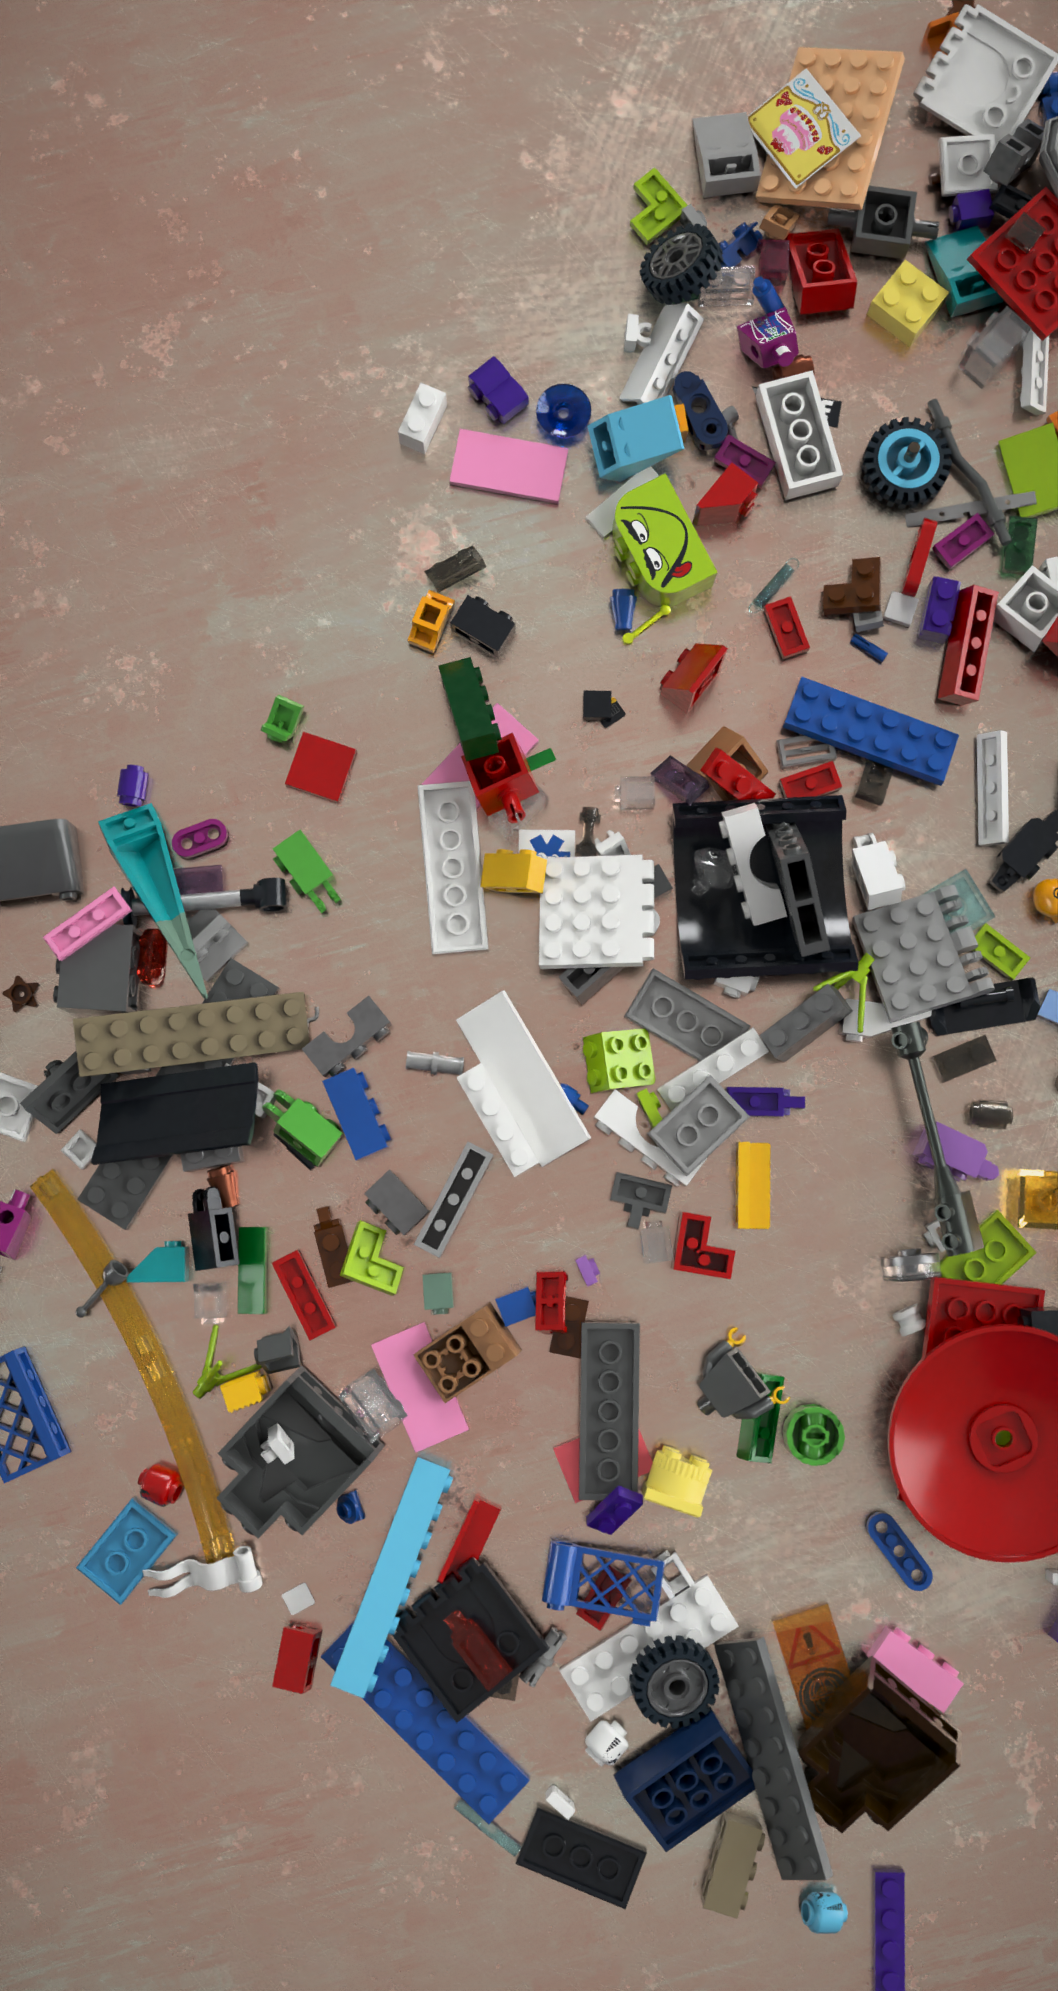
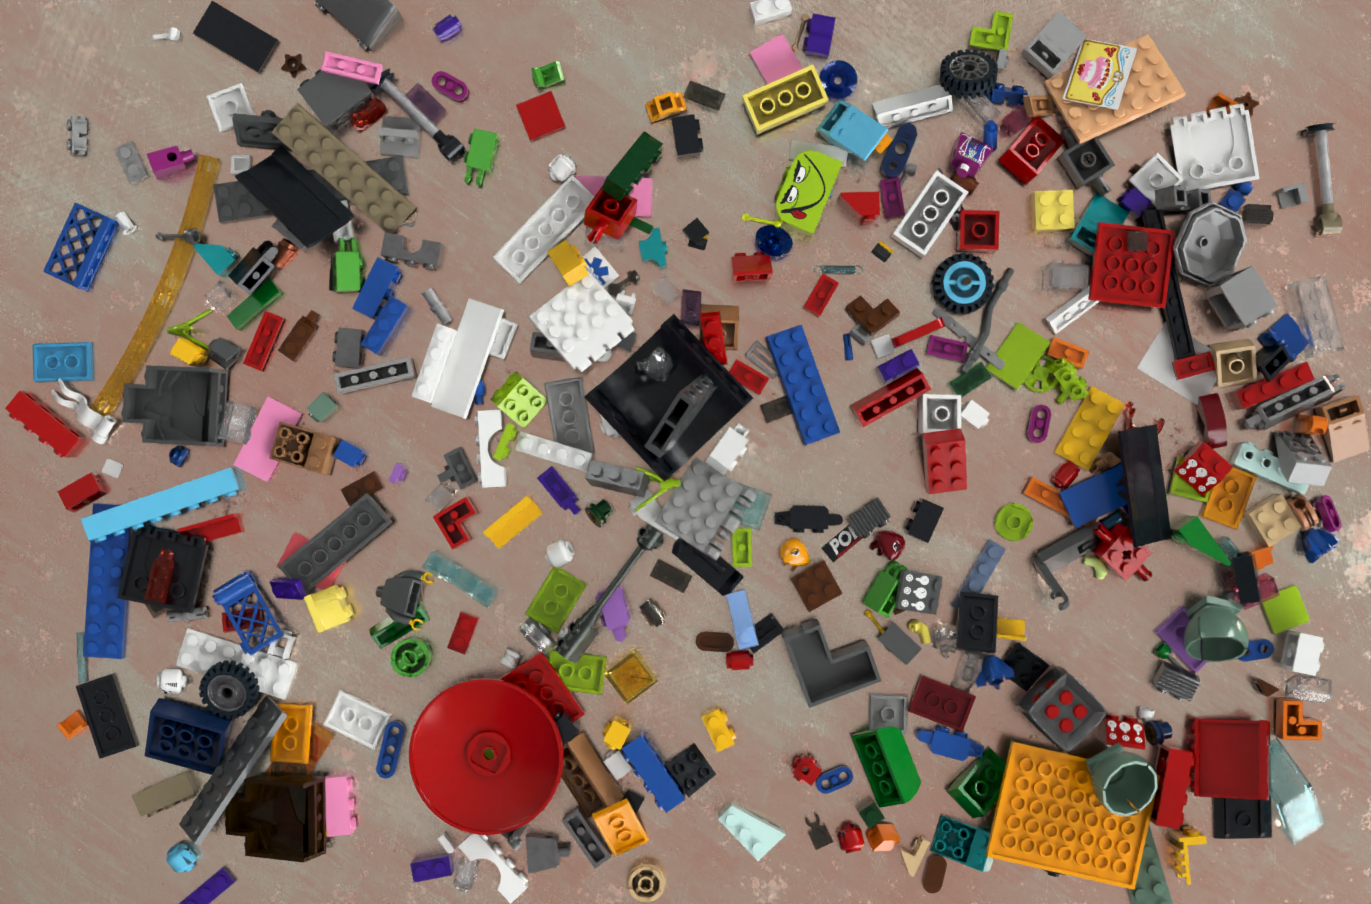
camera: 50 degrees right, 5 degrees up
(31, 1339) = (125, 223): none -> white piece
(144, 858) = (415, 63): teal plate -> none
(160, 1485) = (108, 350): red head -> none
(180, 1634) = (45, 424): none -> red brick
(278, 1445) = (176, 392): white tile -> none
(365, 1266) = (304, 358): lime plate -> none
(400, 791) = (562, 167): none -> white head
(406, 1139) = (385, 325): none -> blue brick
(463, 393) = (794, 47): none -> tan hinge
(535, 1019) = (503, 338): none -> white plate
(538, 482) = (785, 99): none -> light yellow brick
(550, 1302) = (364, 468): red hinge -> none
(559, 1907) = (73, 725): none -> orange panel
(560, 1801) = (123, 682): white tile -> none
(578, 766) = (654, 249): none -> teal brick
(623, 607) = (758, 201): blue cone -> none
(633, 331) = (912, 79): white tile -> none
(682, 628) = (773, 241): none -> clear blue dish
(698, 1125) = (517, 467): light grey tile -> none
(744, 830) = (687, 361): white arch -> none
(770, 1299) = (461, 578): none -> clear light blue arch
(793, 523) = (882, 251): none -> black sticker
(795, 1655) = (292, 739): none -> light orange tile
(825, 1078) = (599, 512): none -> dark green piece
(831, 1560) = (357, 719): none -> white tile
(832, 1351) = (463, 633): none -> red plate
(834, 1162) = (559, 553): none -> white head
(862, 398) = (978, 231): none -> red brick
(882, 1211) = (556, 599): none -> lime tile
(992, 788) = (825, 473): white plate -> none

